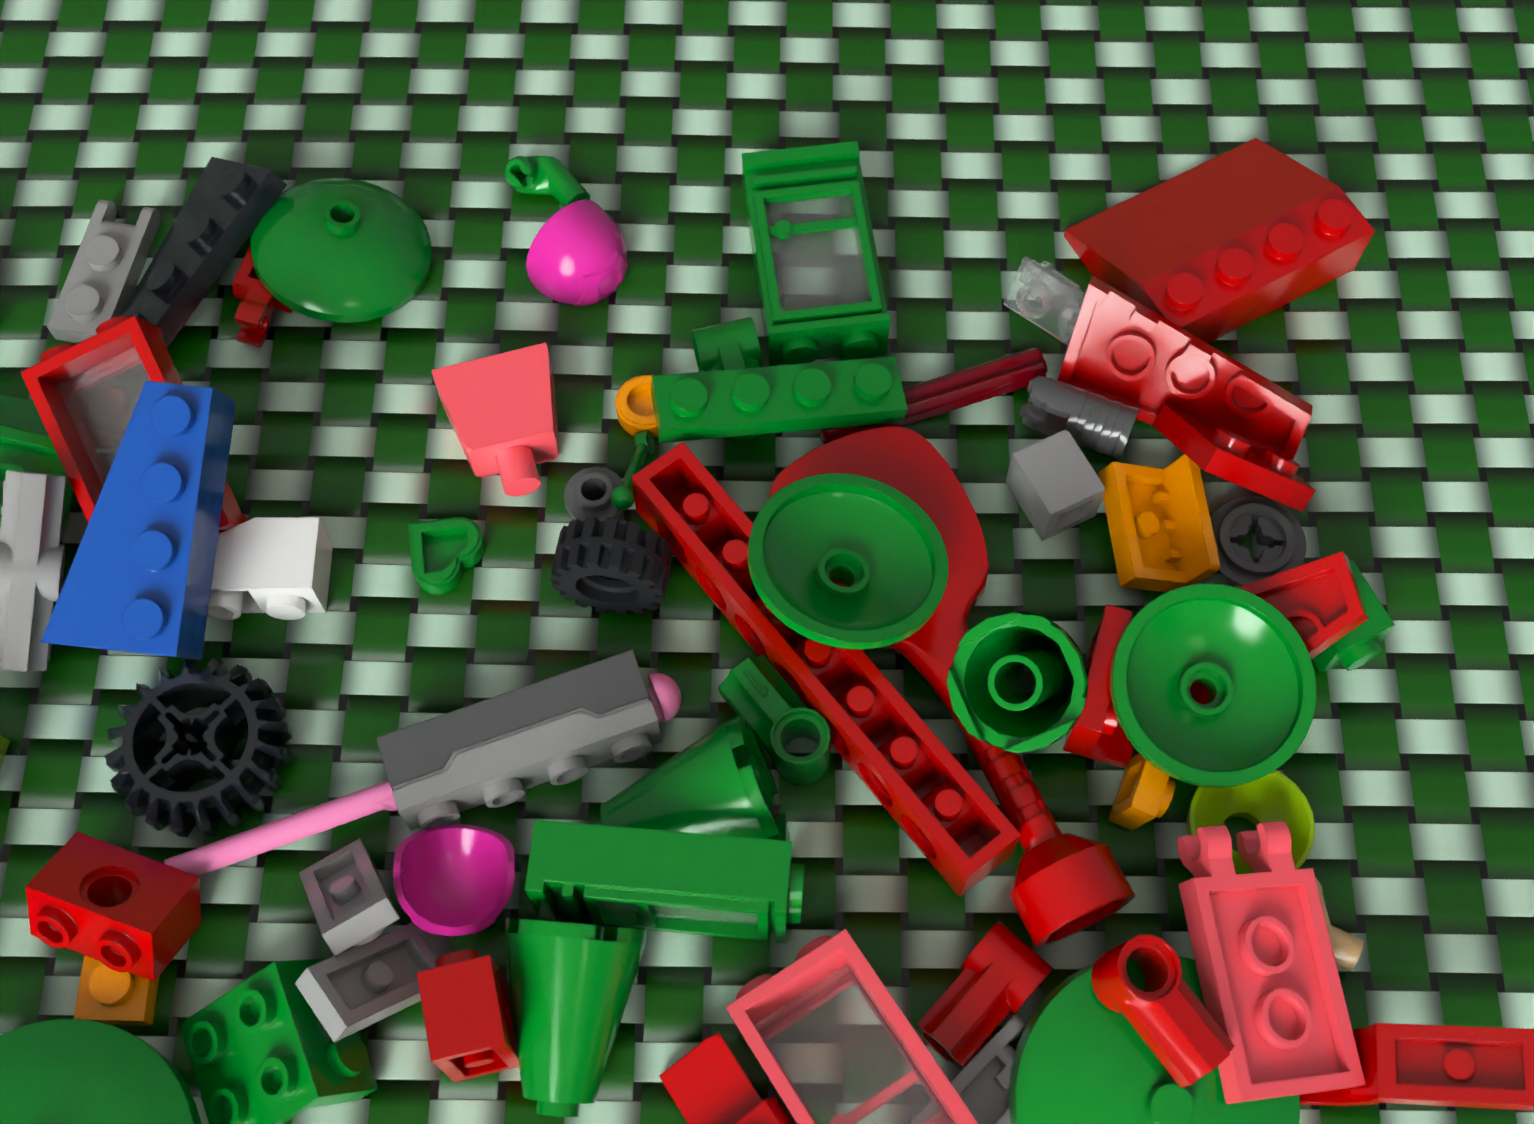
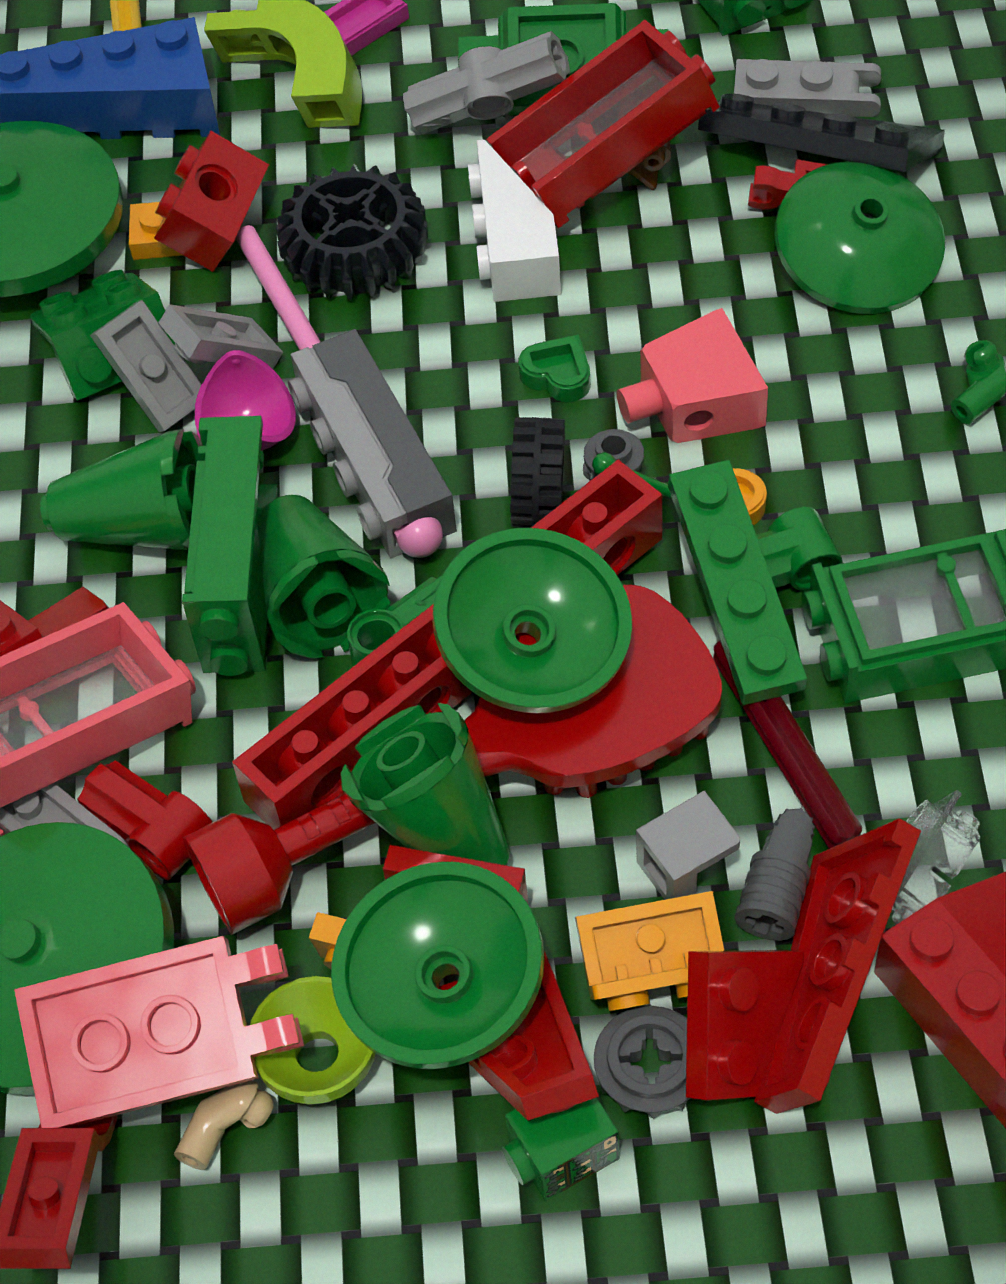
camera: 90 degrees right, 10 degrees down
(154, 531) = (511, 133): blue wedge -> none
(468, 1016) = (111, 410): red brick -> none
(578, 255) = (897, 417): dark pink helmet -> none
(1166, 1011) = (89, 912): red piece -> none

